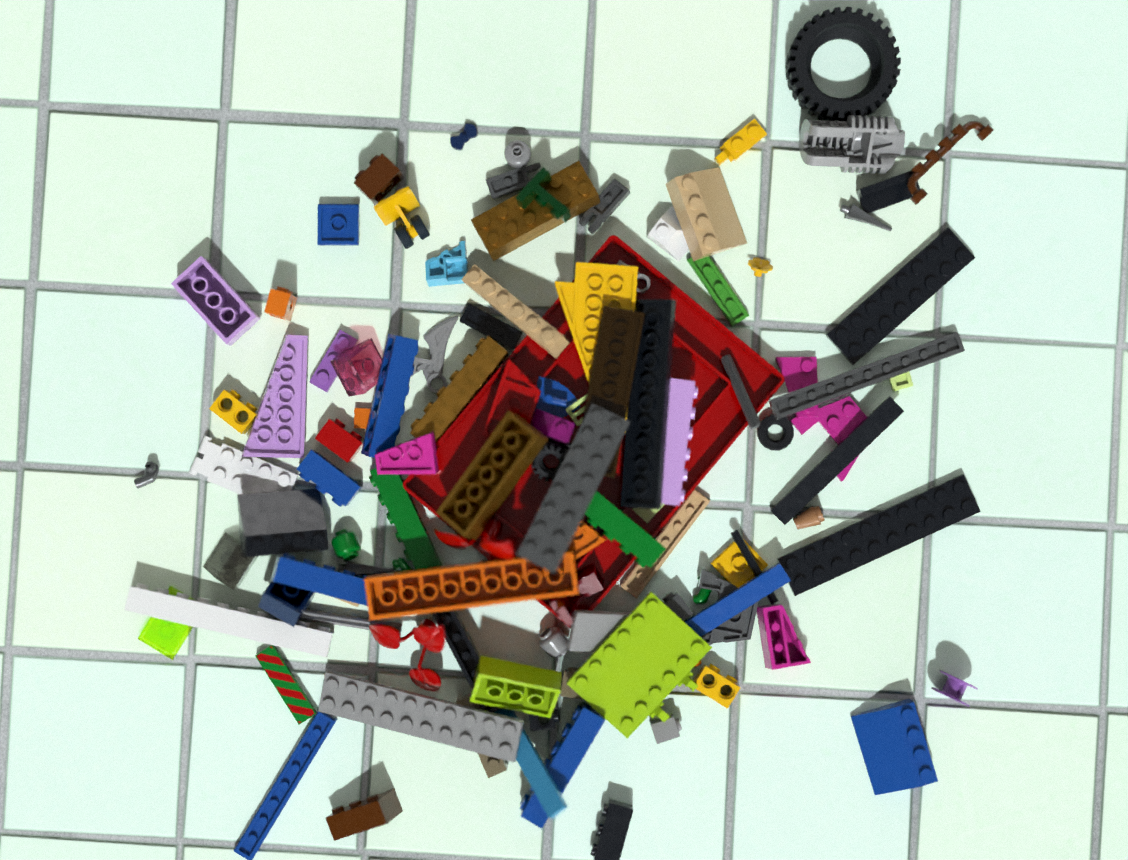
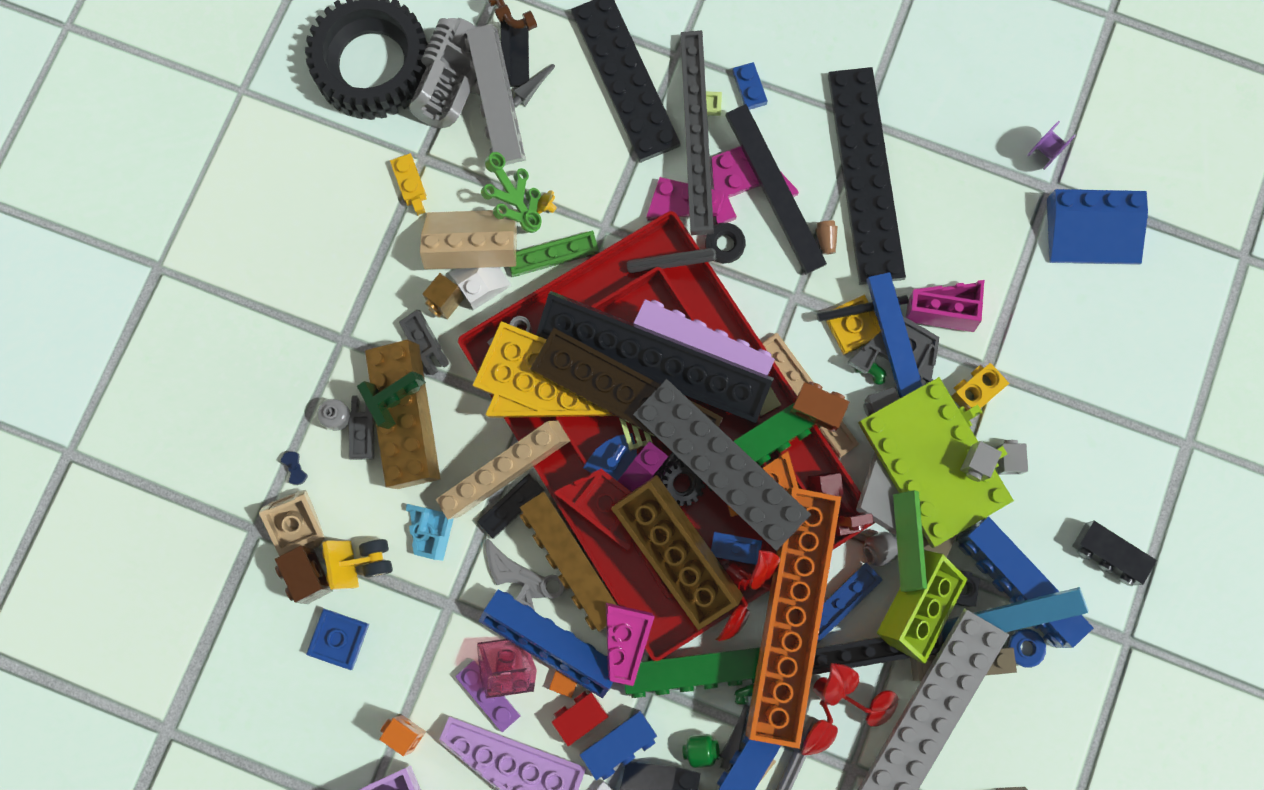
camera: 65 degrees left, 10 degrees down
(417, 153) = (292, 522): none -> tan slope
(503, 624) = (847, 598): none -> blue plate
(512, 521) = (735, 548): none -> blue plate
(512, 793) = (1038, 648): none -> blue piece
(563, 661) = (910, 541): none -> bright green tile
(646, 208) = (442, 296): none -> pearl gold brick
(648, 701) = (980, 461): none -> light grey brick
(649, 555) = (820, 406): none -> dark orange brick
(755, 238) = (513, 196): none -> bright green plant
(840, 190) = (495, 93): none -> light grey brick
(927, 408) = (750, 86): none -> blue plate

